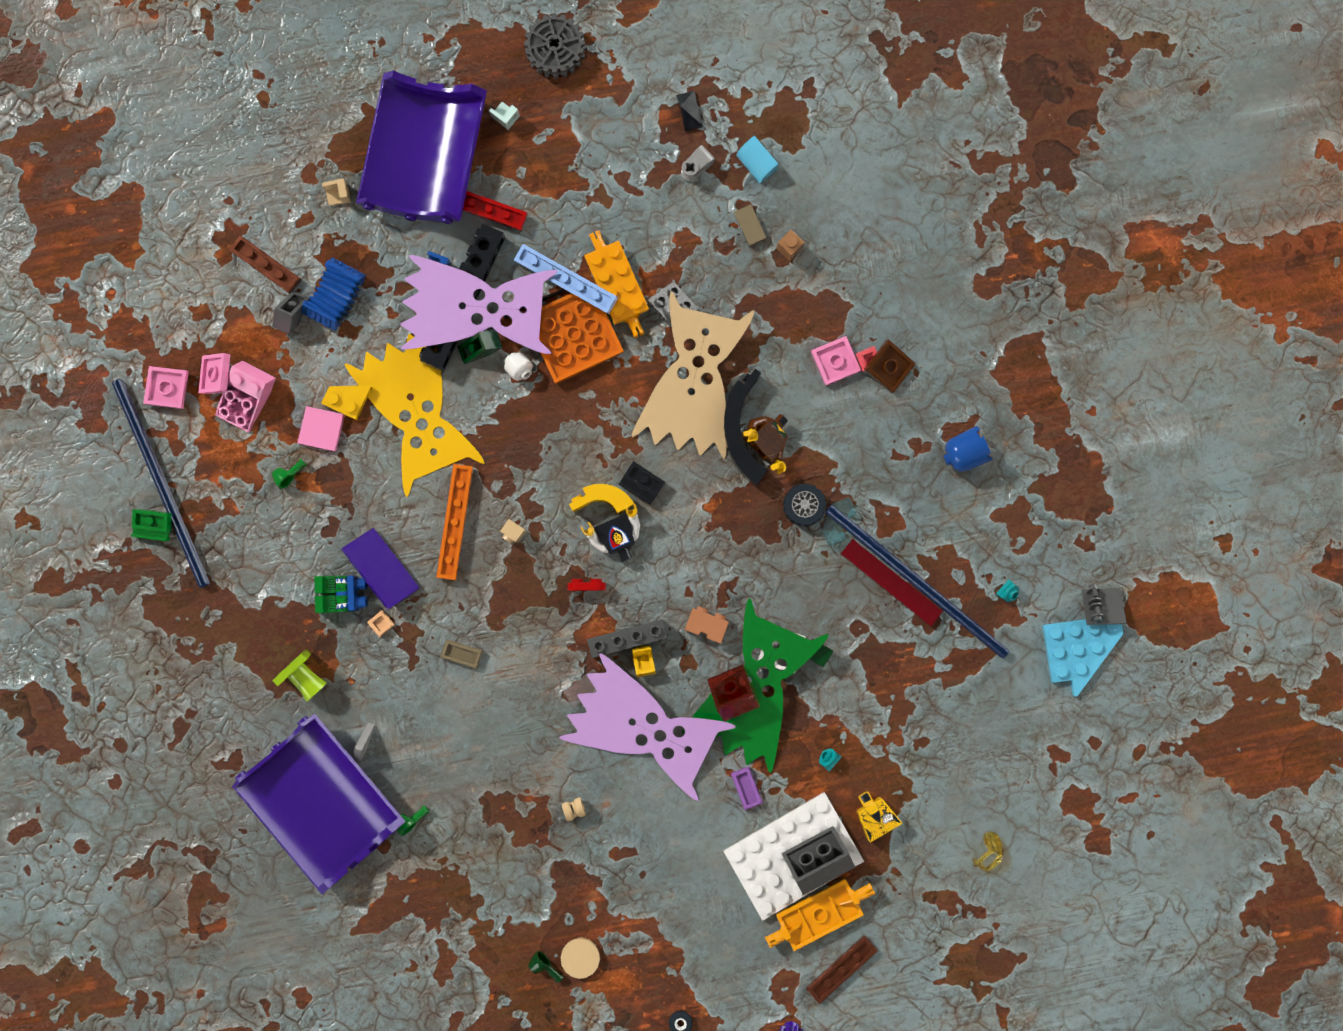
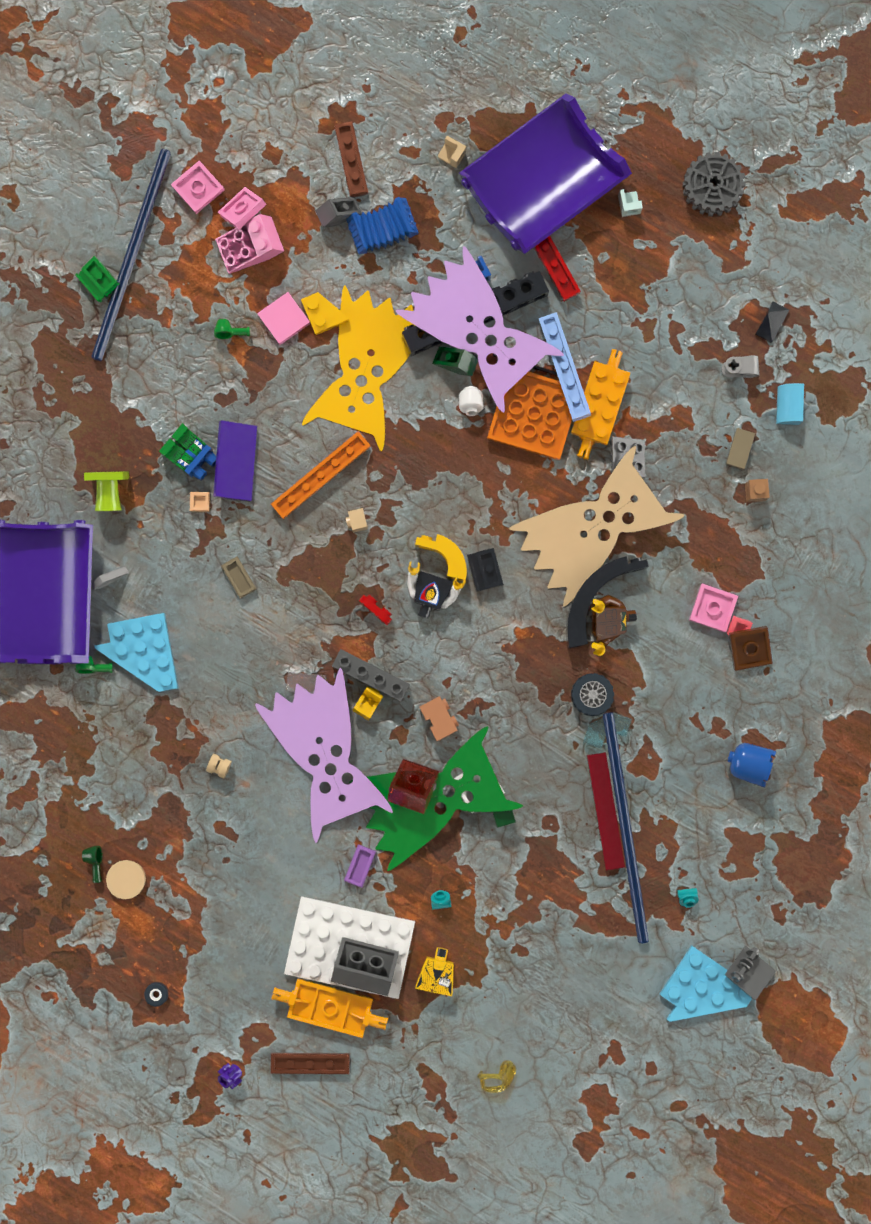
camera: 35 degrees right, 0 degrees up
(438, 773) = (143, 650): none -> medium azure wing

